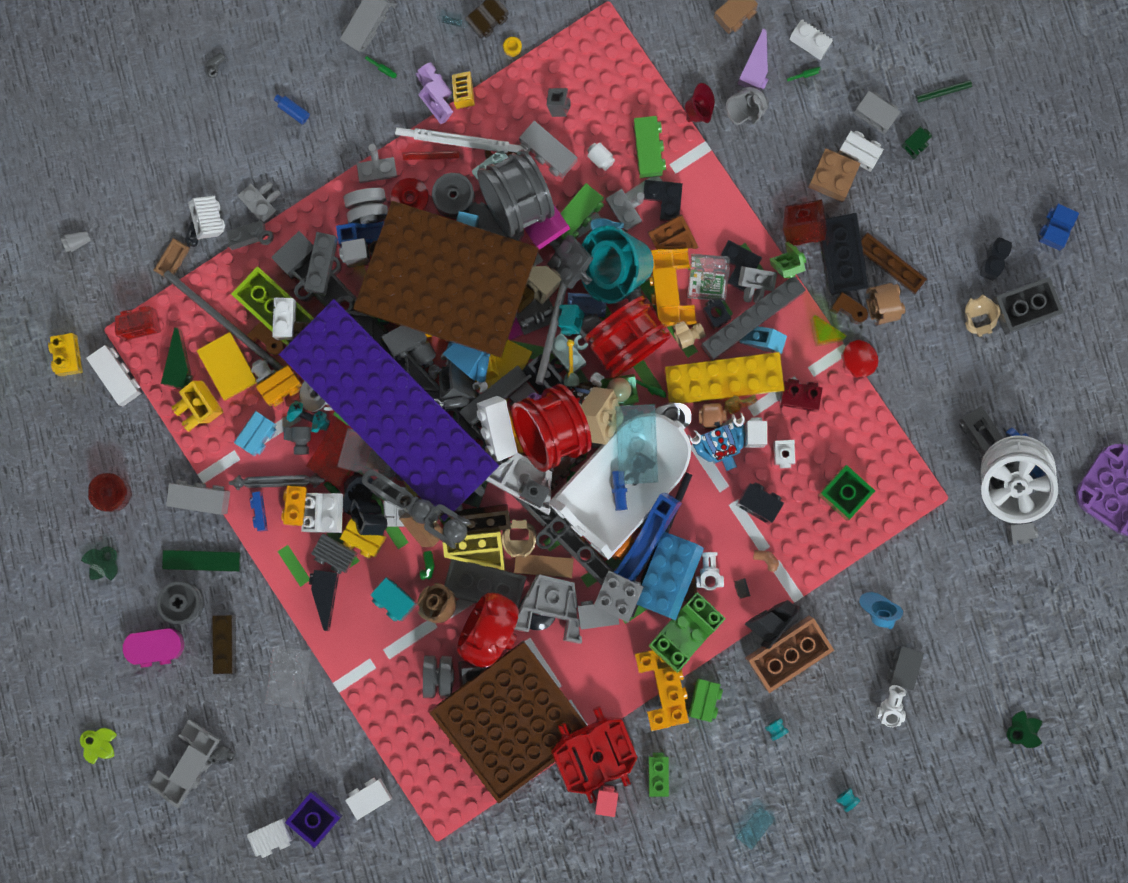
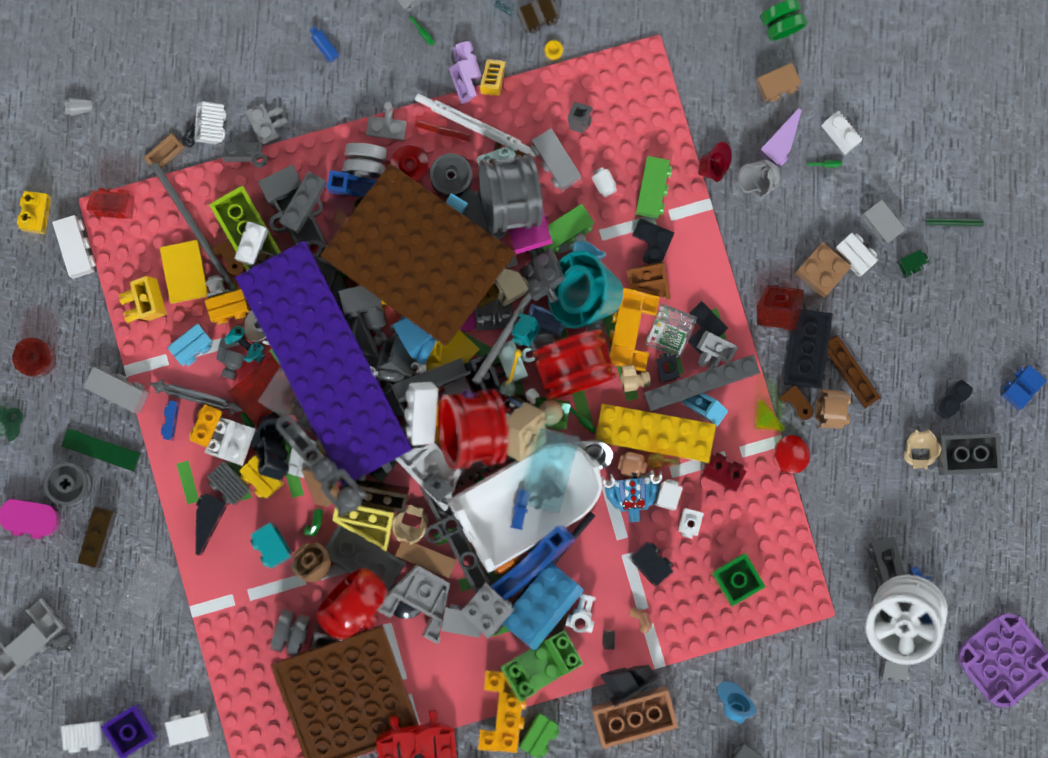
camera: 10 degrees right, 0 degrees up
(177, 367) = (136, 258): dark green slope -> none
(354, 253) = (339, 201): light grey brick -> none
(624, 209) = (611, 239): light grey plate -> none
(789, 263) = (752, 341): bright green bracket -> none

